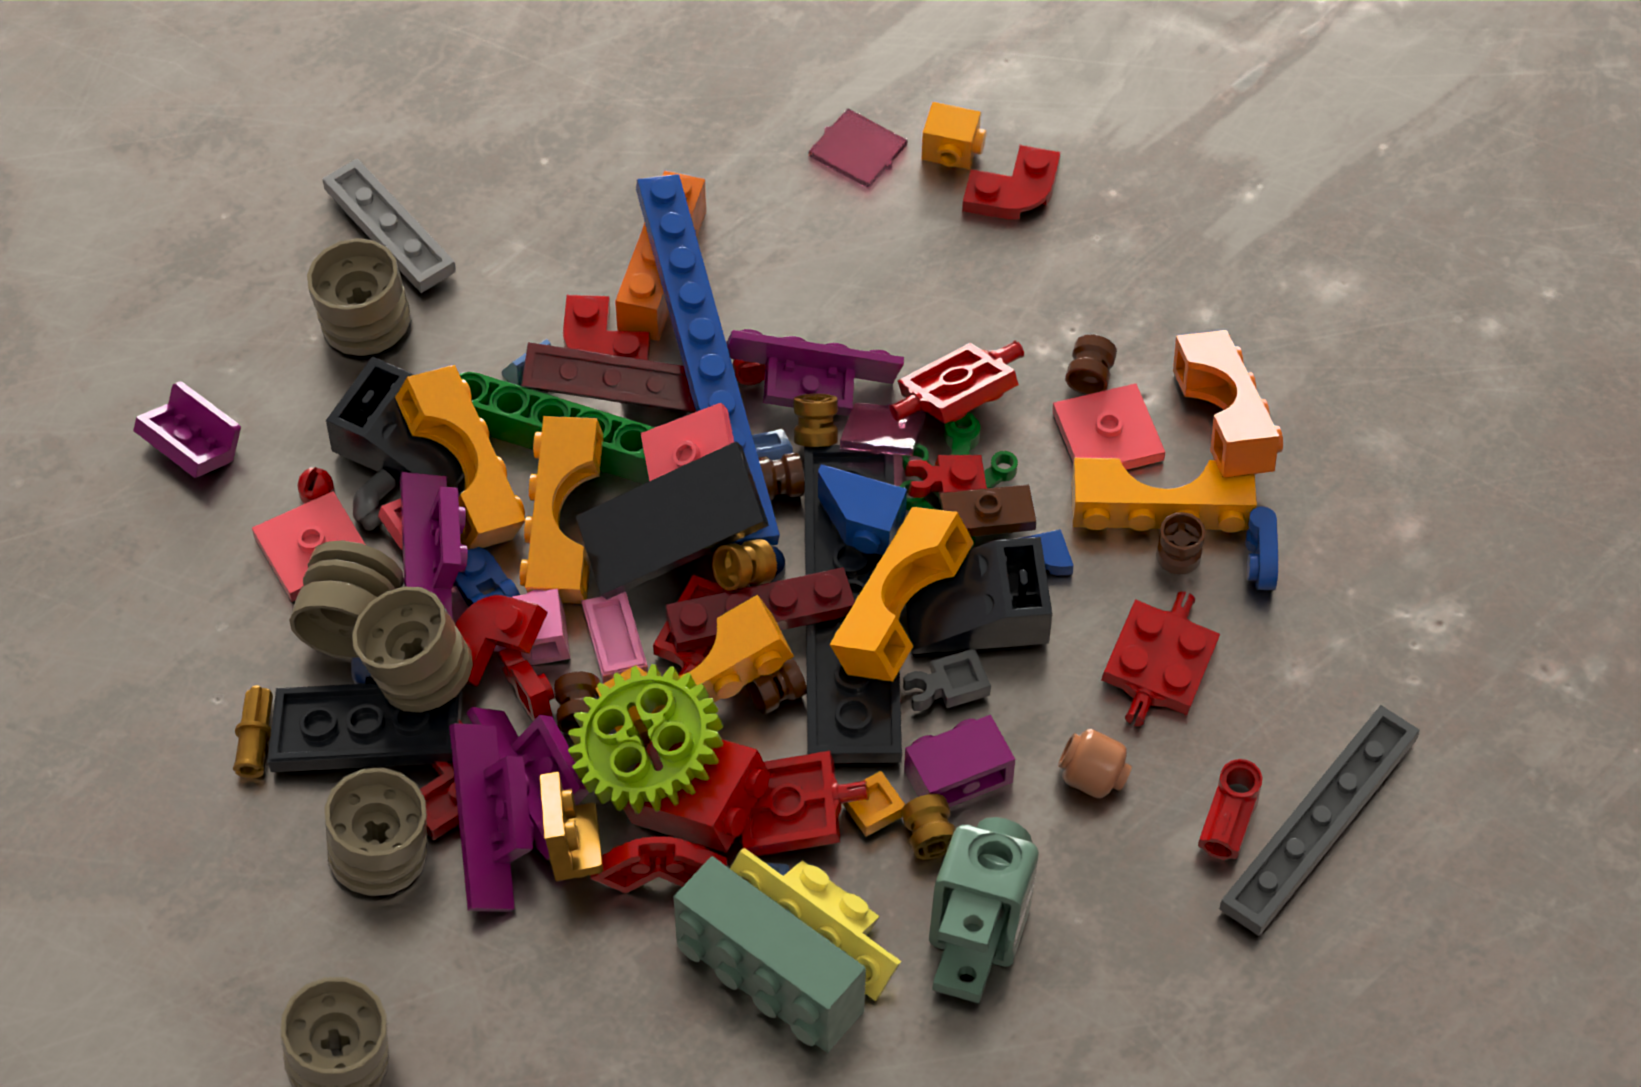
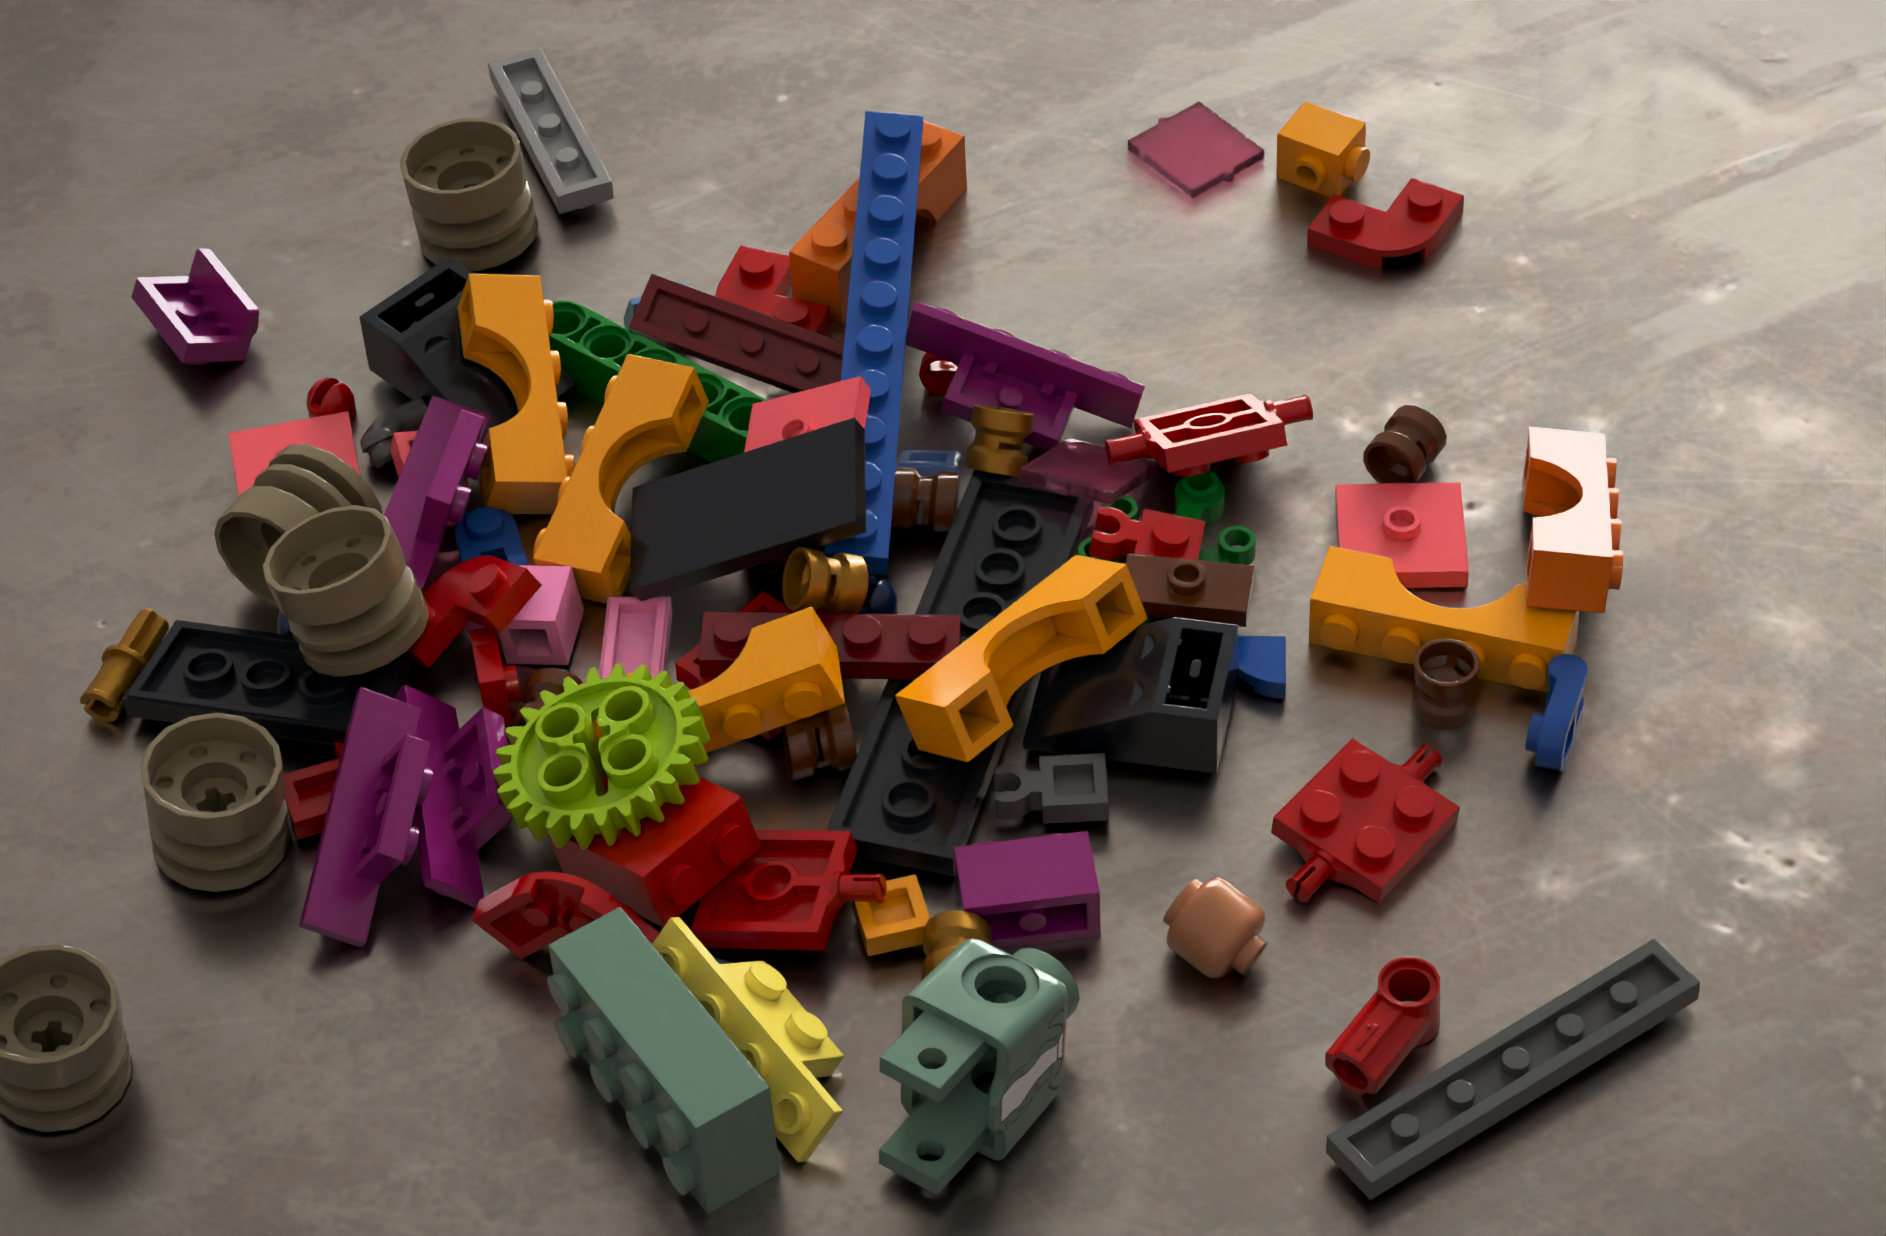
camera: 20 degrees right, 10 degrees down
(569, 831) = (449, 851): pearl gold bracket -> none
(862, 508) = (1012, 544): blue slope -> none

